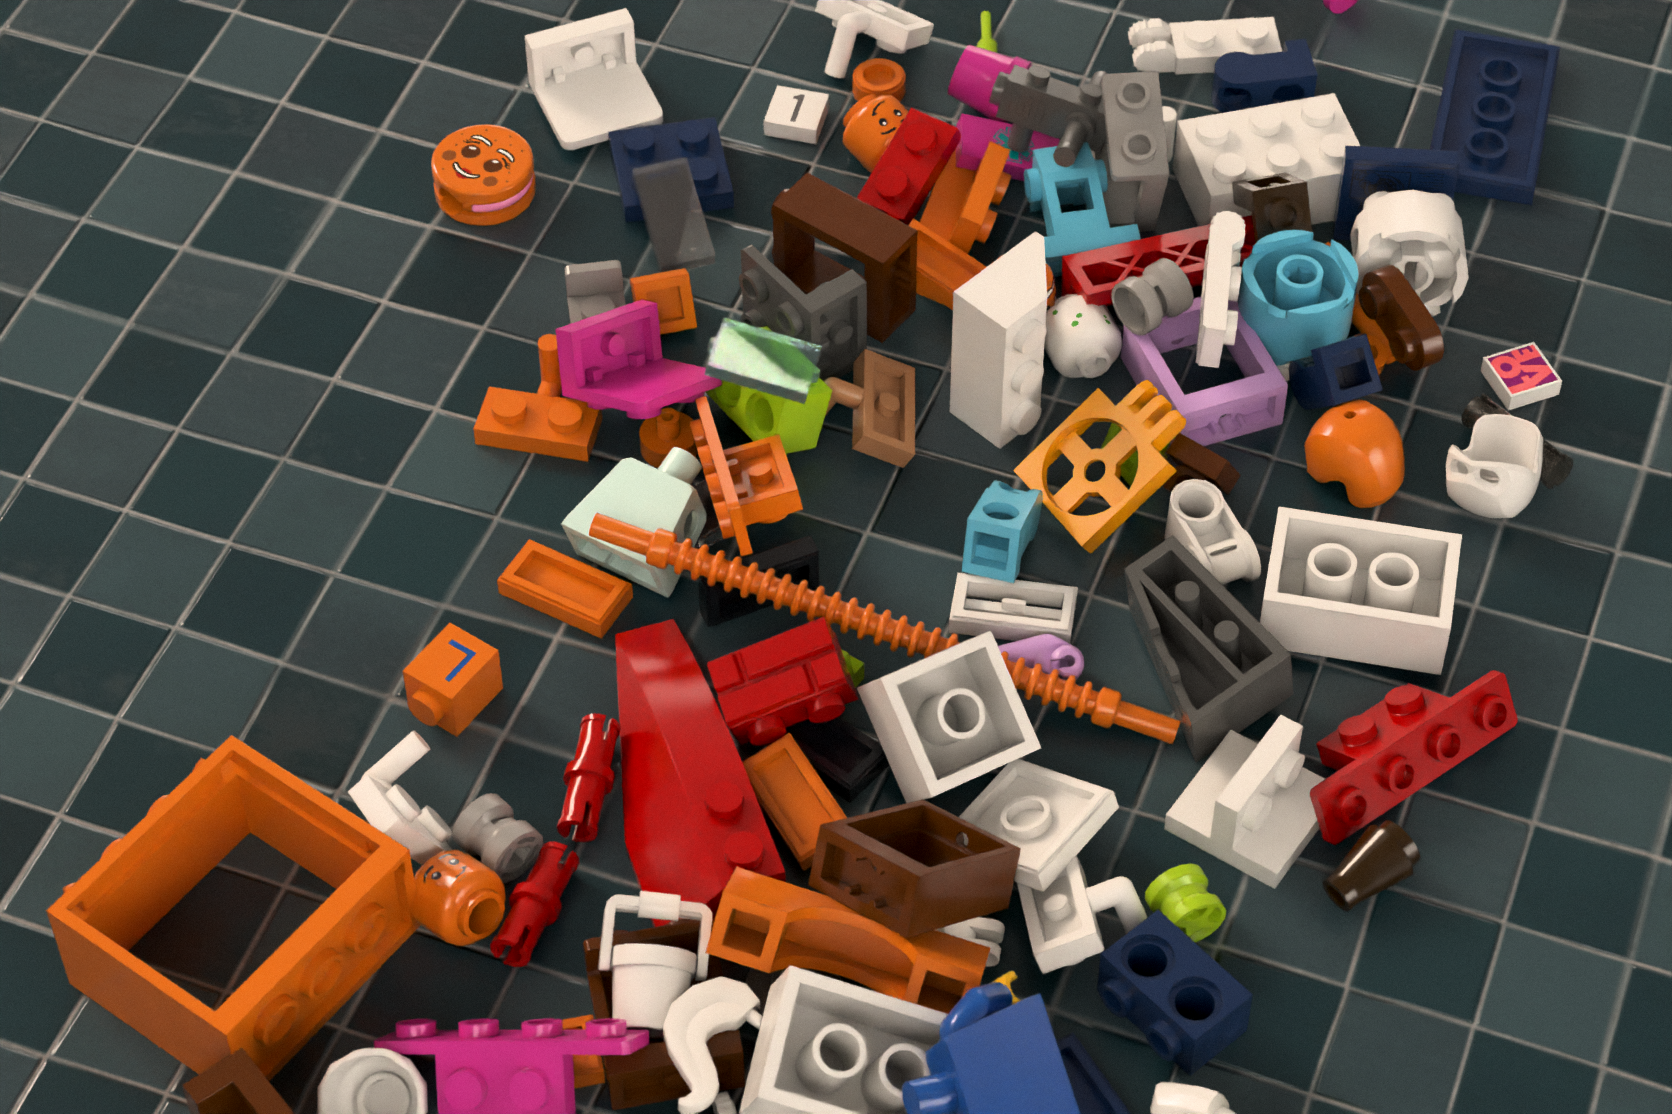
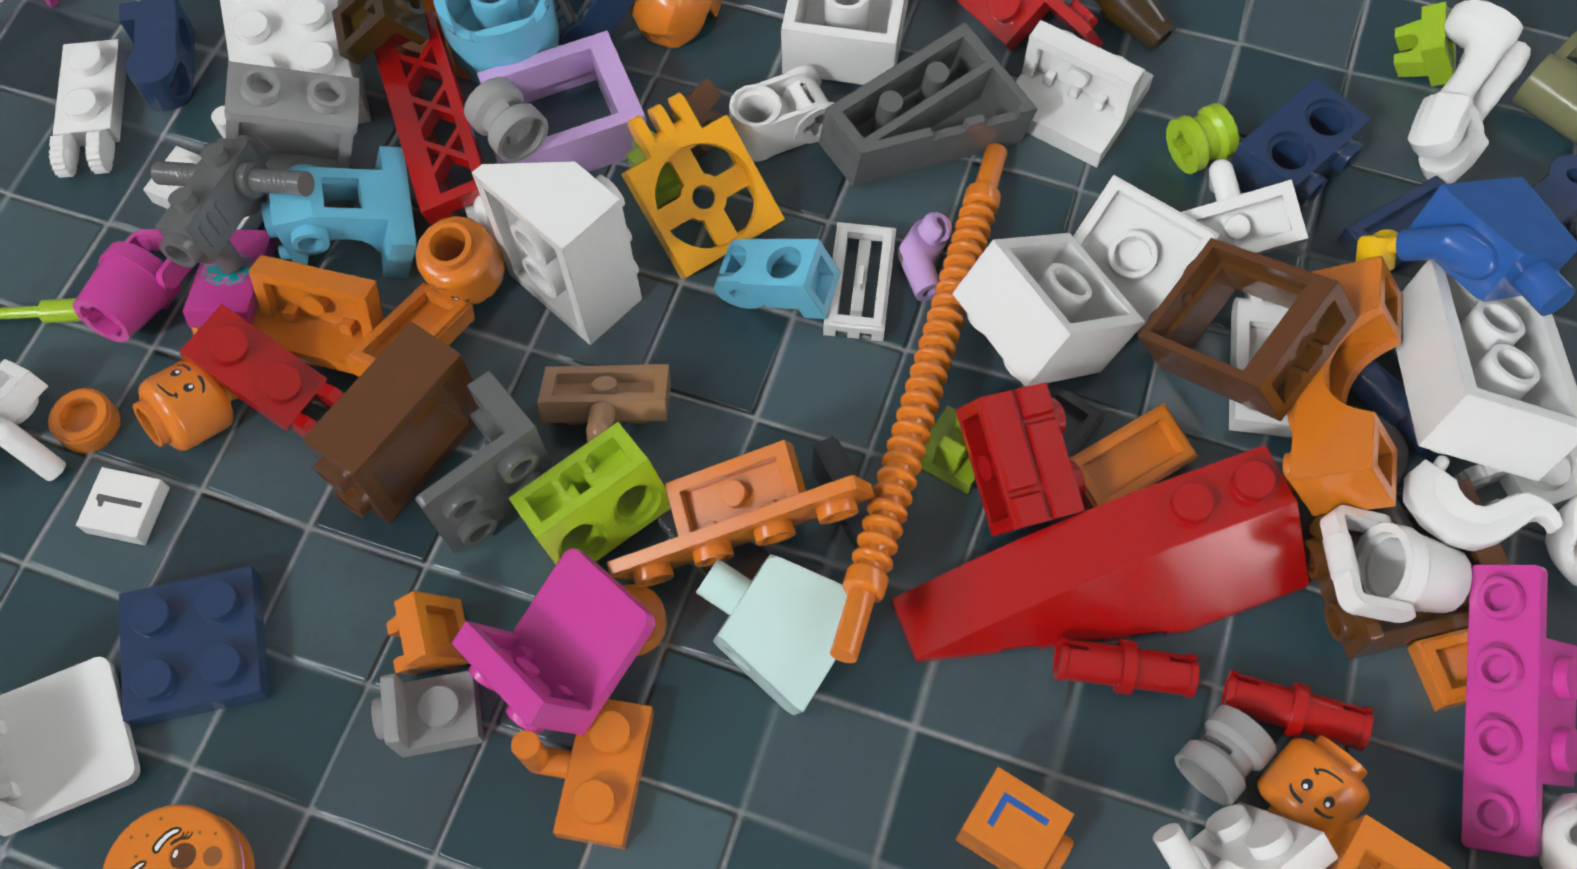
camera: 90 degrees left, 15 degrees up
(565, 588) = (853, 721): orange tile -> none
(673, 215) = (287, 629): clear tile -> none
(763, 360) = (585, 487): clear light blue piece -> none
(1219, 286) = (469, 58): white hinge -> none

